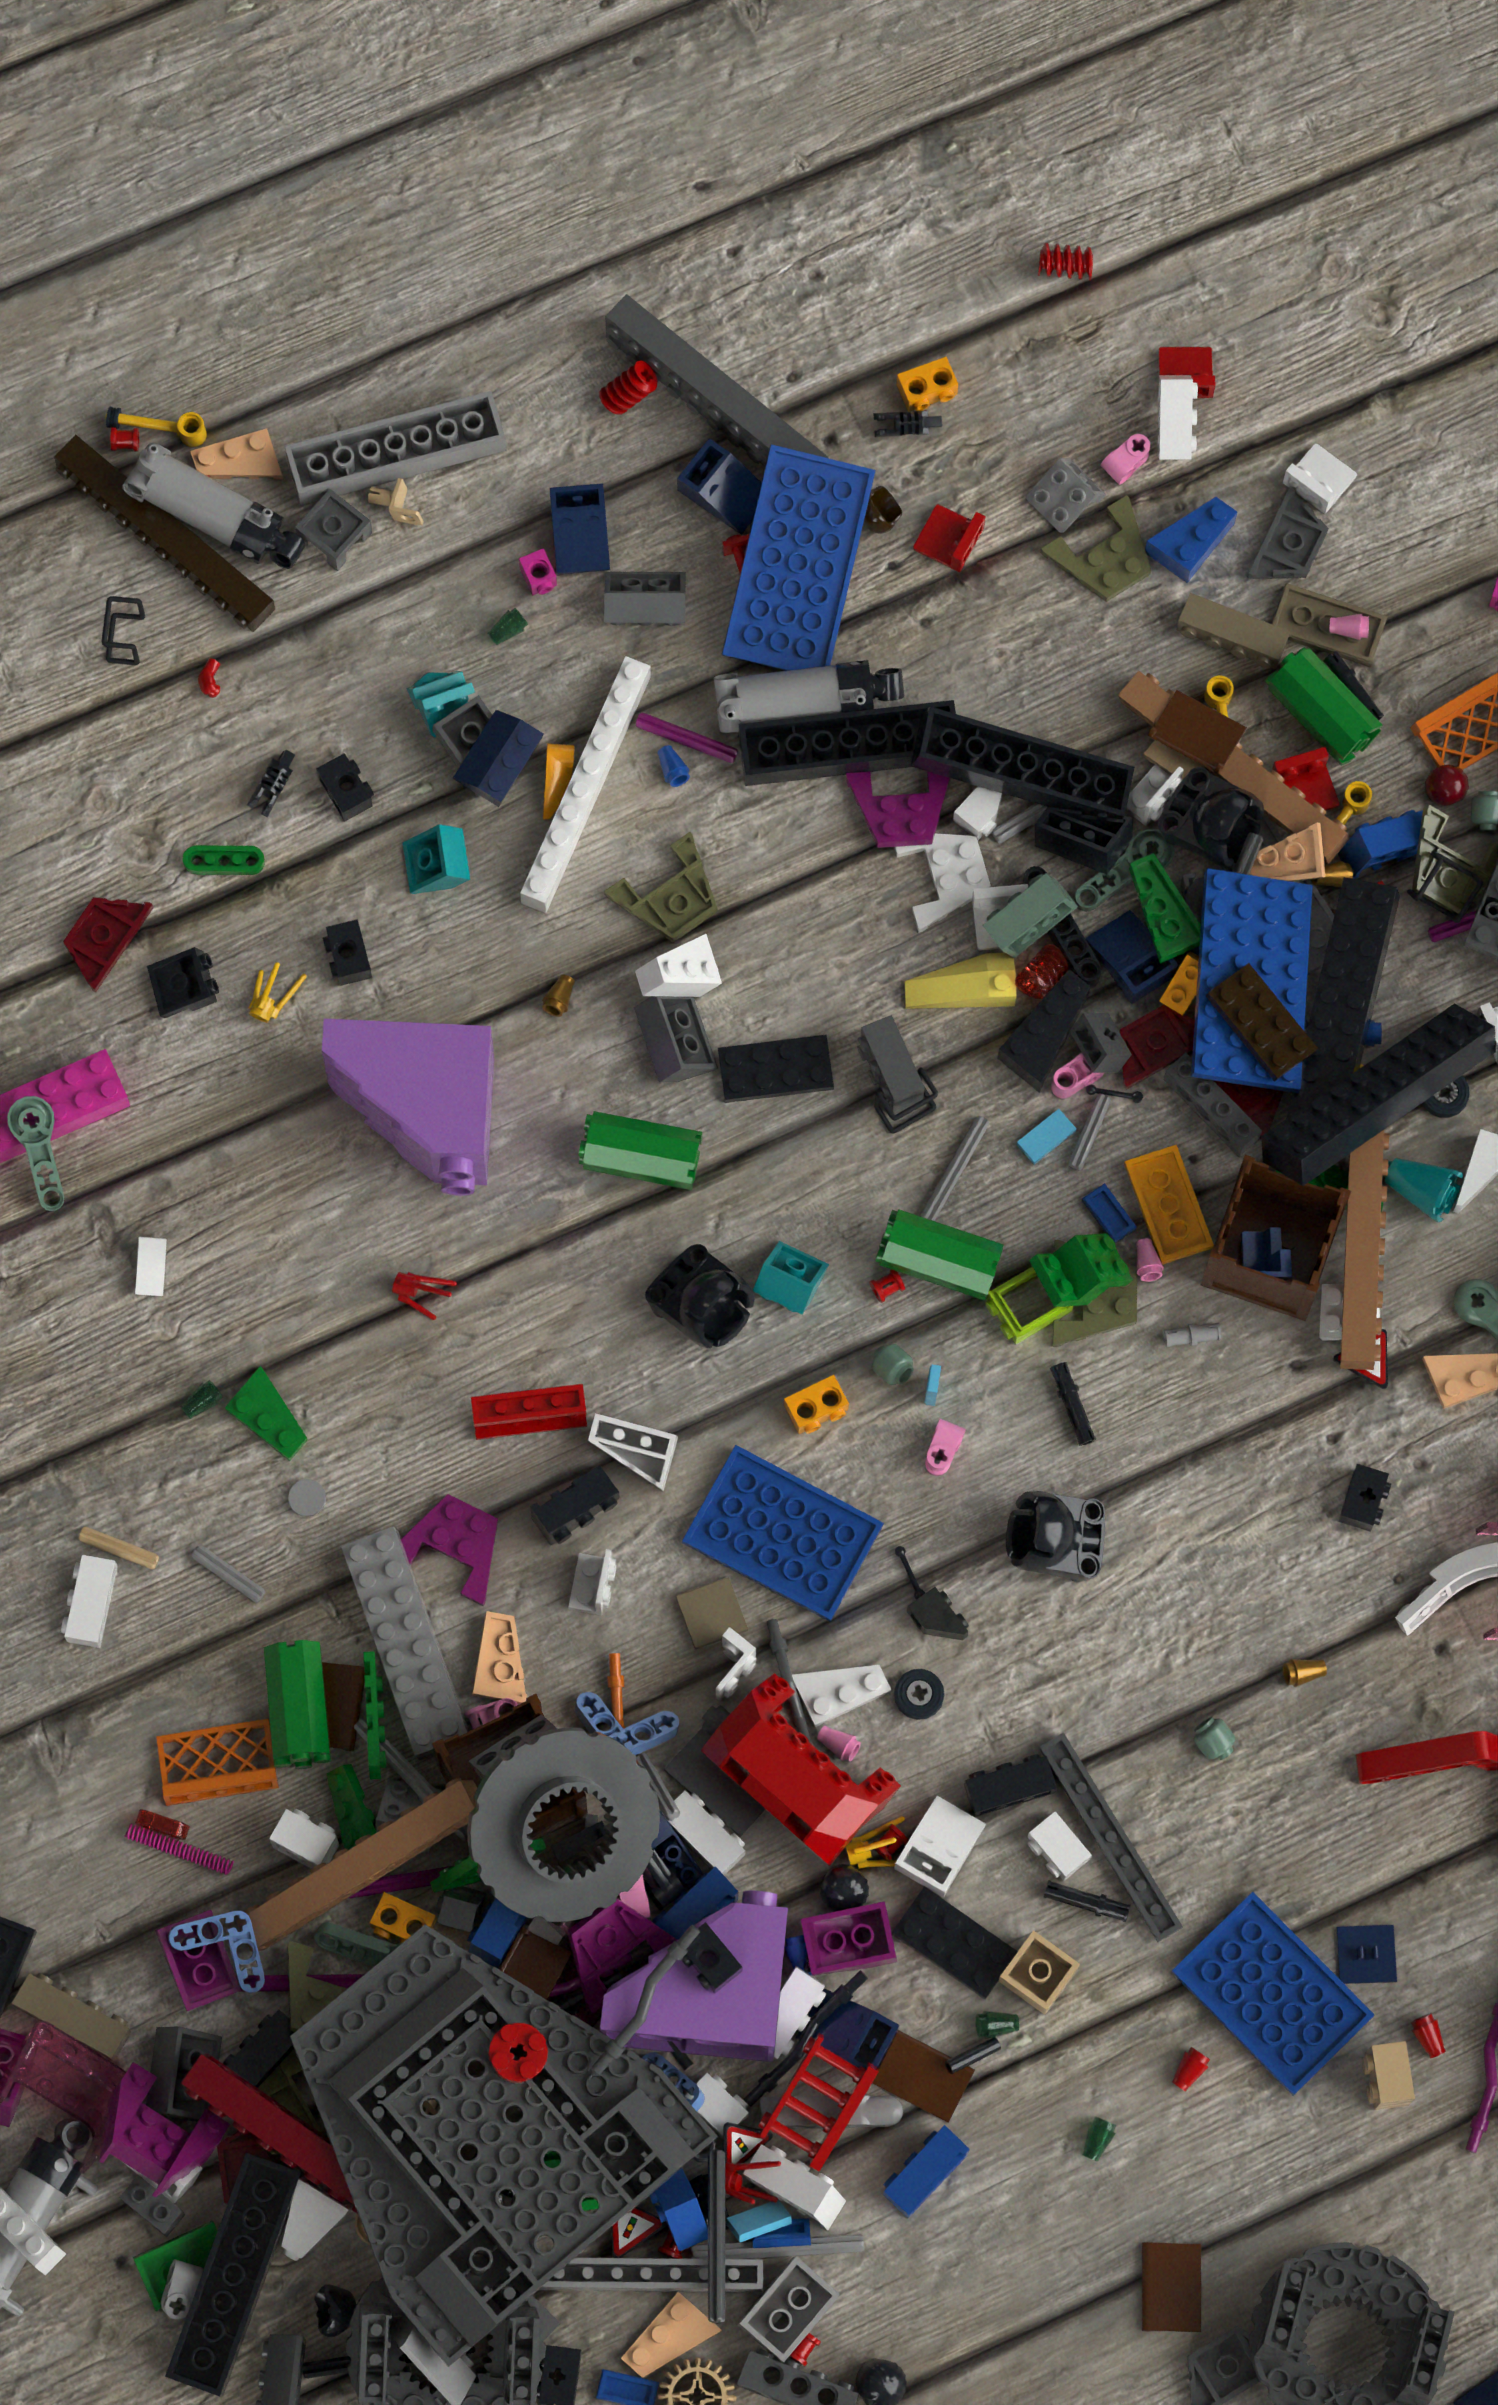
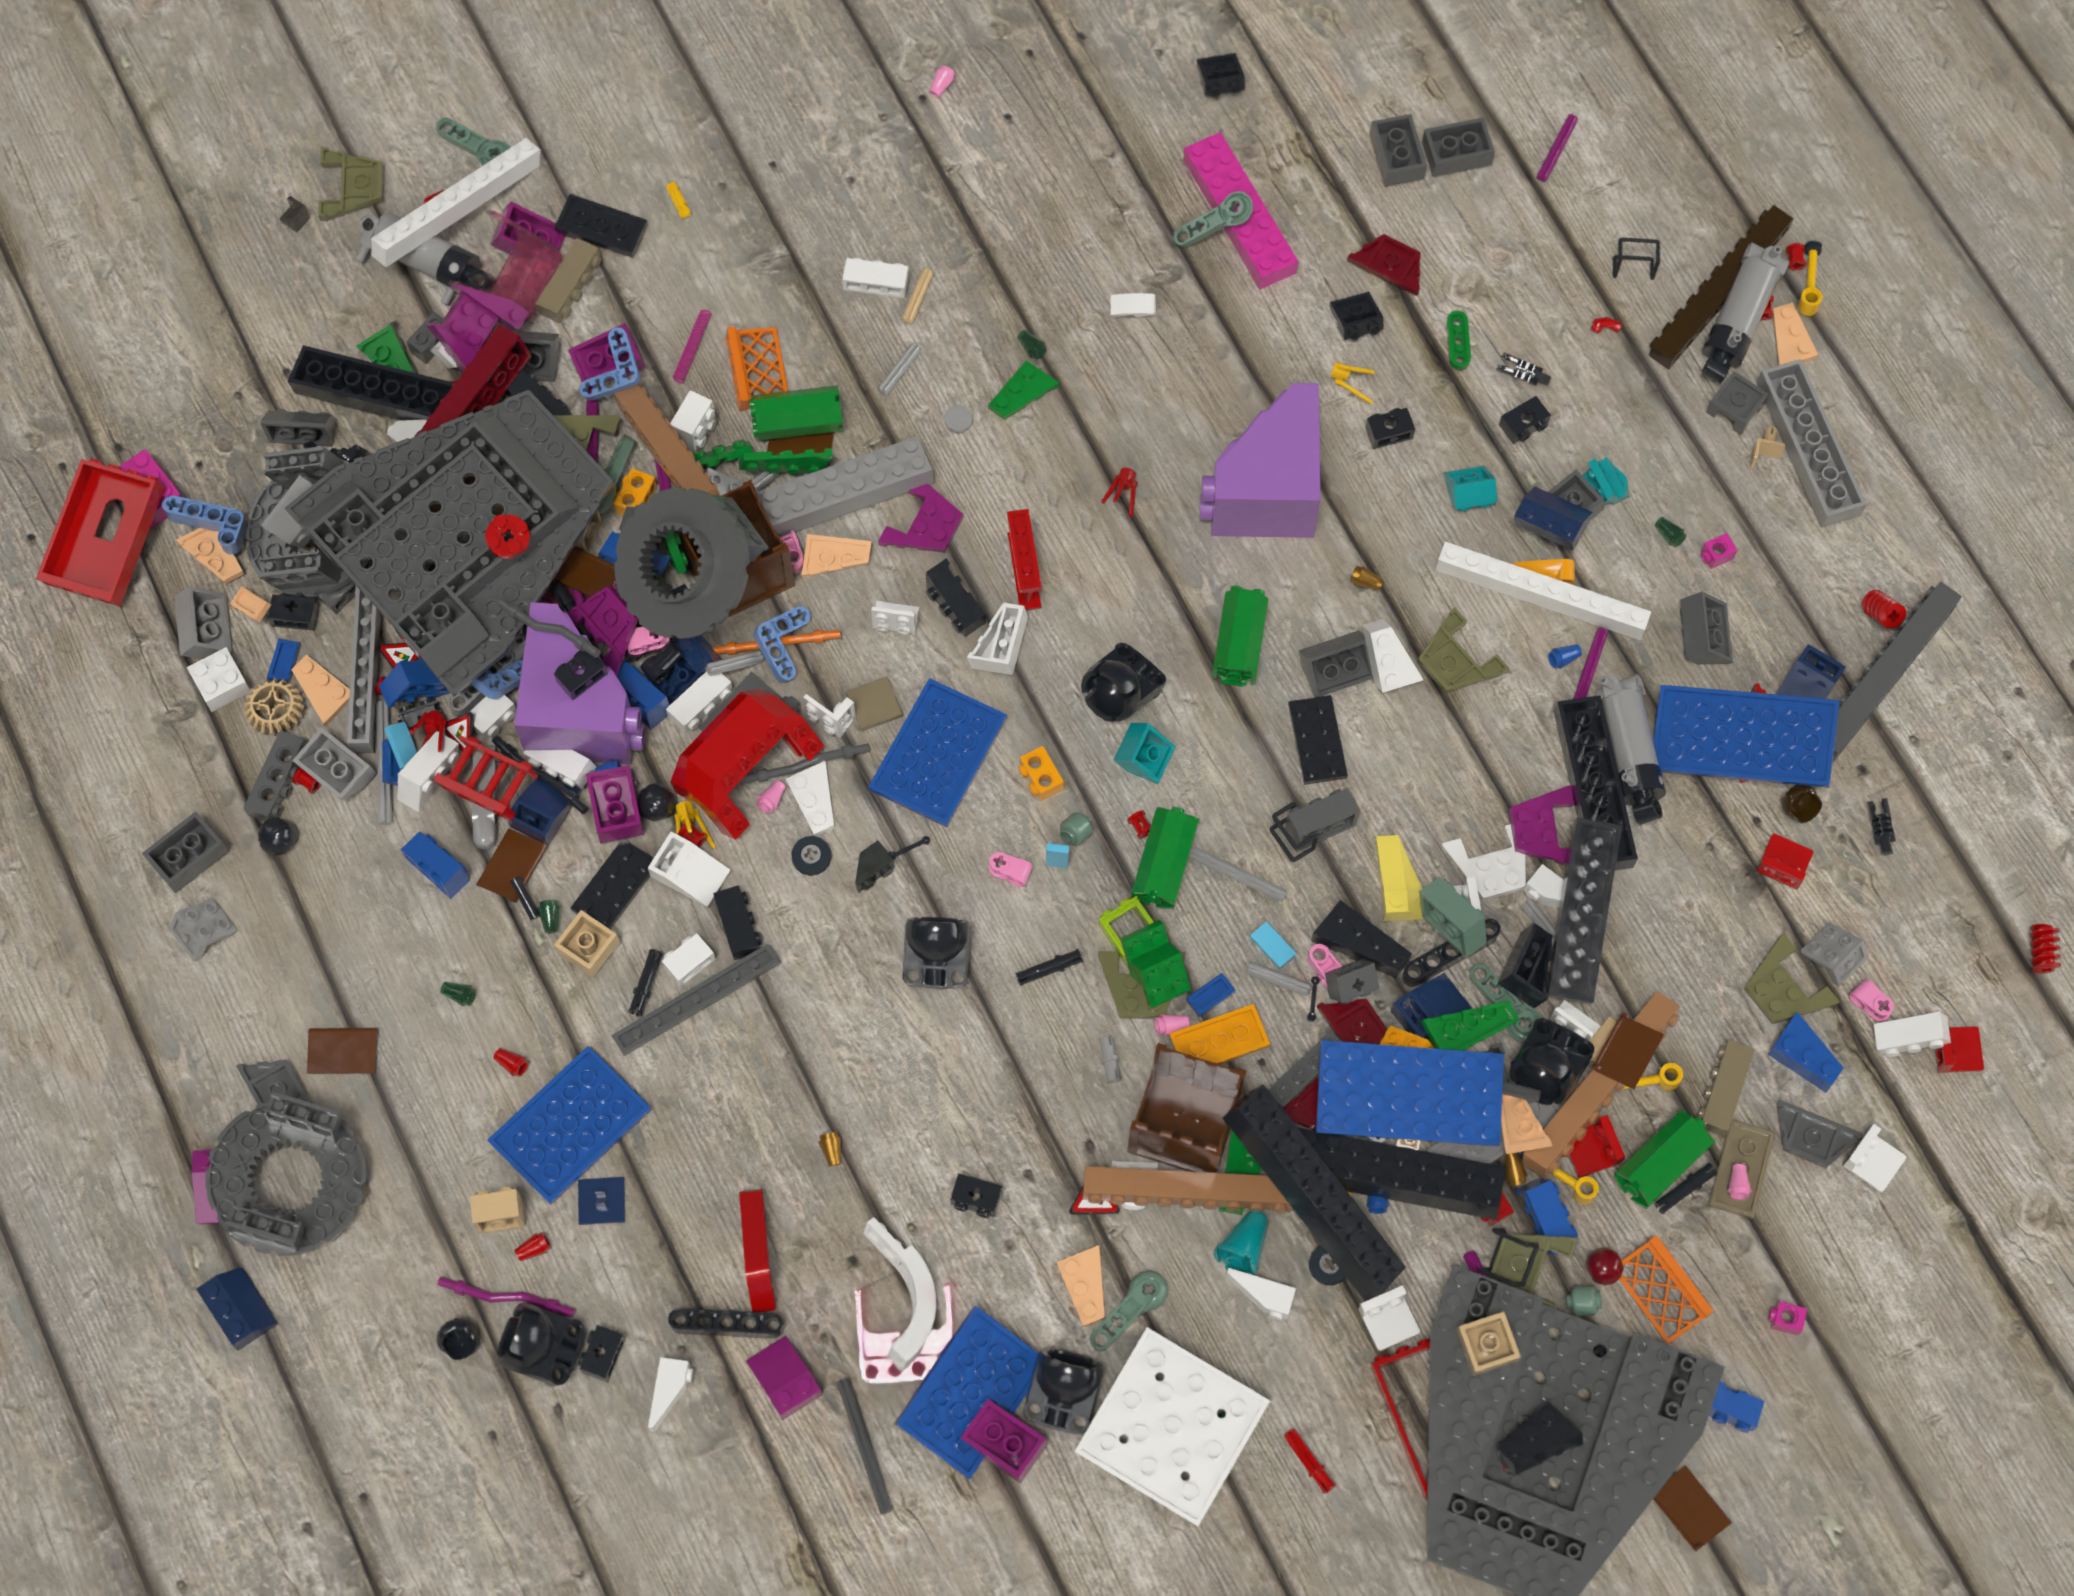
camera: 90 degrees right, 5 degrees down
(162, 1824) = (709, 332): clear red beam -> none
(180, 2284) = (367, 352): light grey piece -> none
(579, 529) = (1759, 579): dark blue slope -> none
(716, 2236) = (386, 708): dark grey axle -> none
(923, 379) = (1924, 838): light orange brick -> none
(1042, 972) = (1409, 933): clear red piece -> none
(1214, 1738) = (774, 1077): sand green head -> none
(1261, 1022) = (1370, 1095): dark brown plate -> none
(1265, 1254) = (1173, 1107): blue panel -> none

